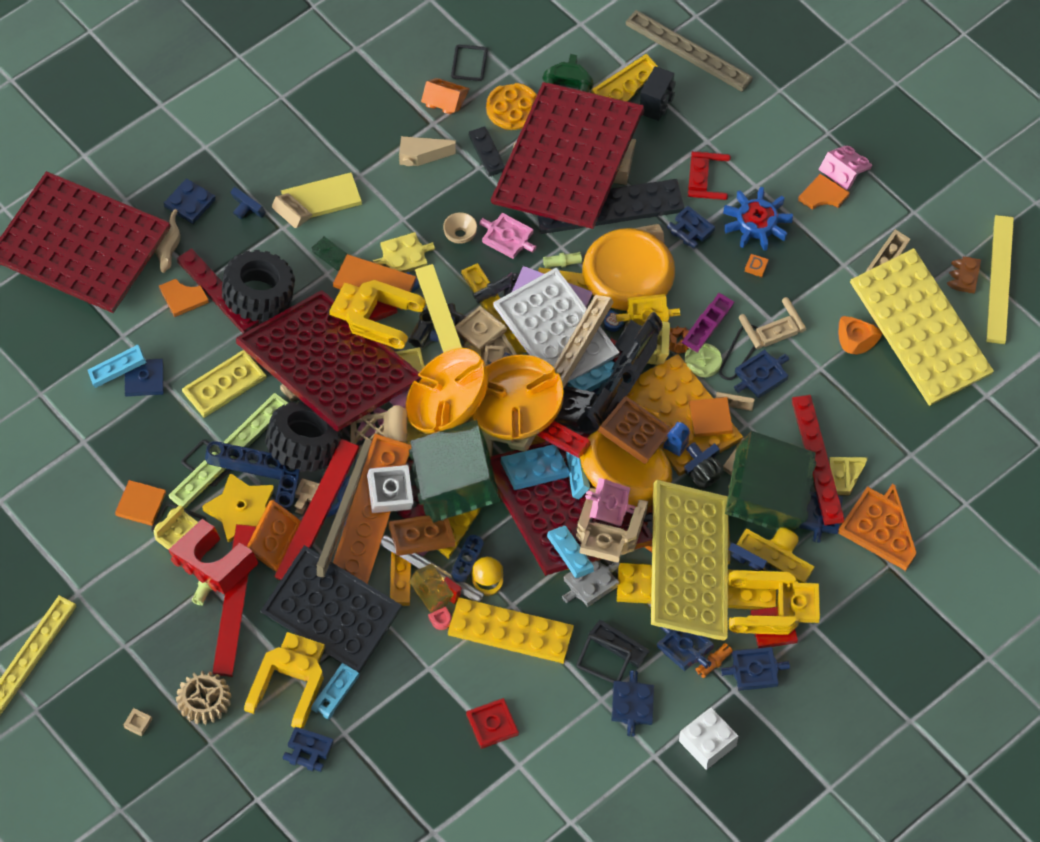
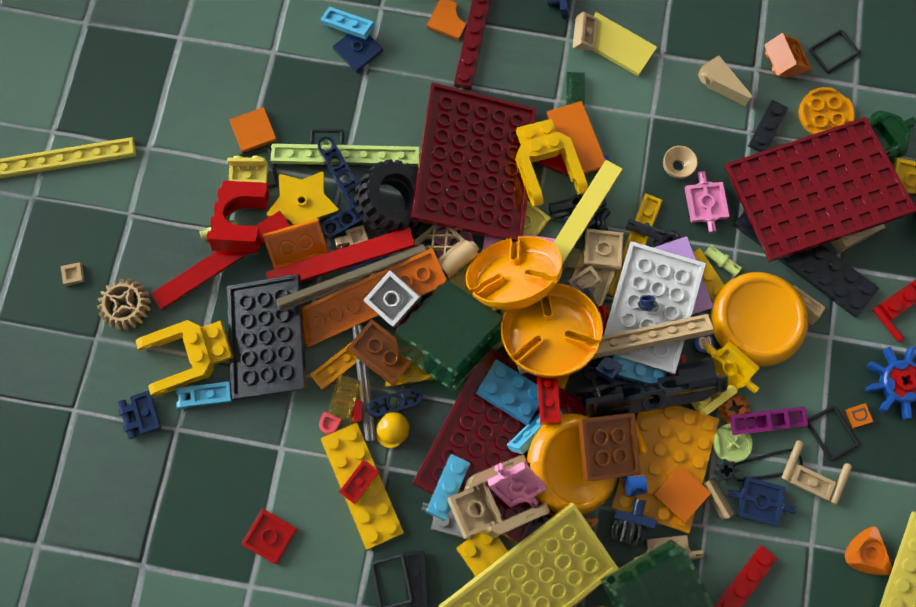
camera: 50 degrees right, 15 degrees up
(224, 383) = (395, 105): light yellow tile -> none
(263, 268) = (504, 42): black tyre -> none
(404, 253) = (621, 140): light yellow plate -> none
(508, 623) = (359, 482): none -> red plate
(551, 326) = (647, 302): none -> dark blue plate
(577, 388) = (608, 369): none -> dark blue plate
(694, 223) = (851, 335): dark blue plate -> none
(718, 373) = (722, 475): none -> black gear
(757, 280) = (845, 425): none -> black piece

